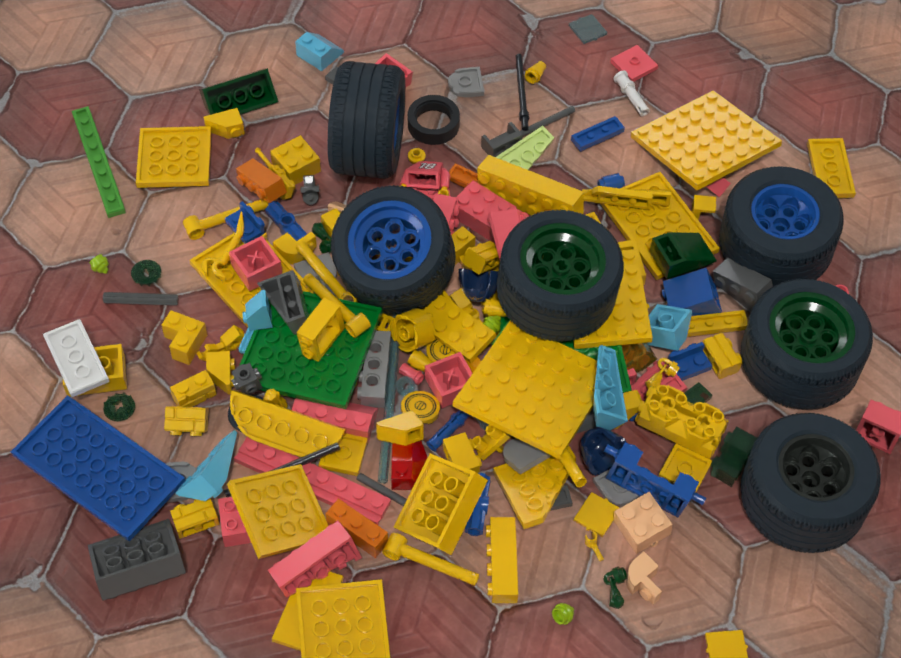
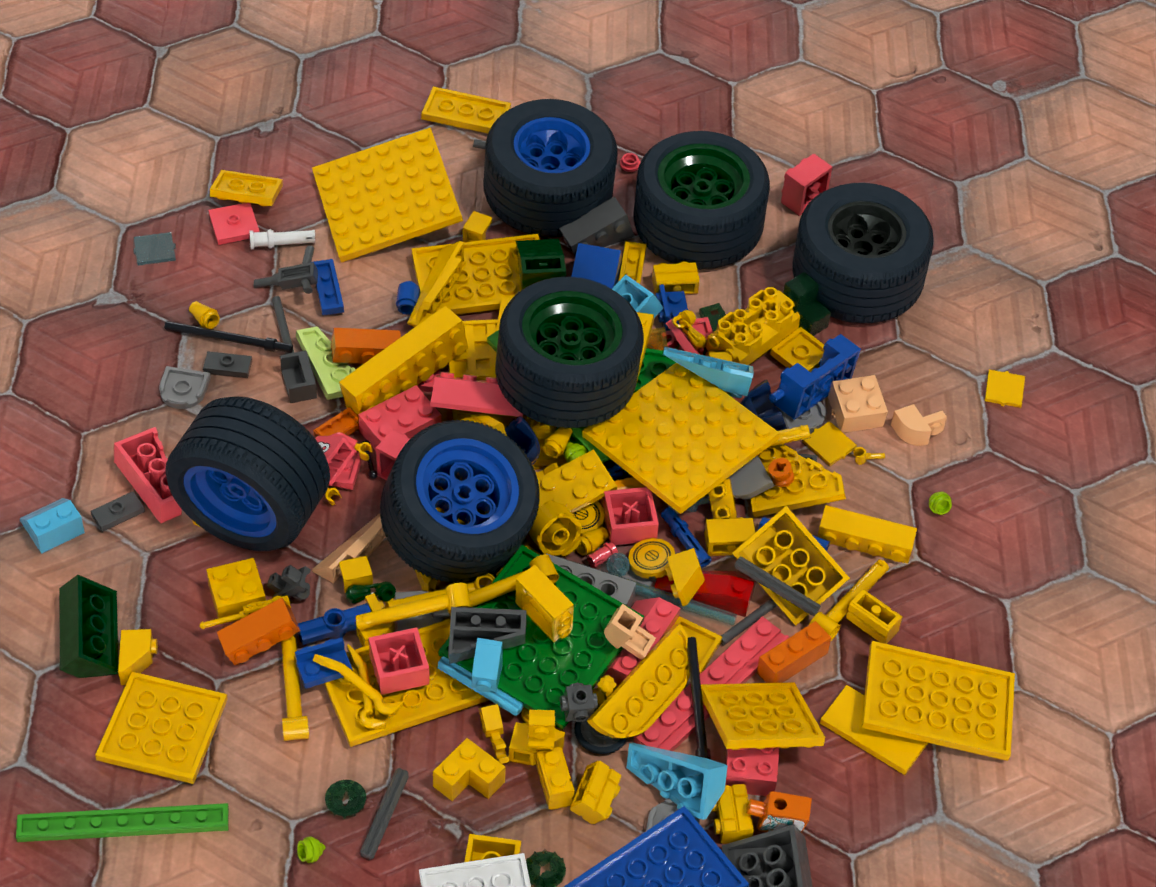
camera: 75 degrees left, 5 degrees down
(193, 553) = (780, 811): none -> orange torso
(215, 364) = (541, 729): none -> yellow brick
(306, 272) = (456, 596): none -> yellow piece
(315, 559) = (829, 699): coral wedge -> none
(317, 392) = (625, 632): none -> light nougat brick
(412, 580) = (874, 617): none -> yellow brick
(413, 496) = (777, 586): none -> dark grey axle
(498, 100) = (227, 364): none -> dark grey plate
(531, 473) = (779, 478): none -> orange wheel
(542, 161) = (360, 345): none -> orange brick
(595, 110) = (294, 276): none -> dark grey piece
(620, 576) = (934, 455): dark green piece -> none
(668, 57) = (246, 188): none -> yellow plate

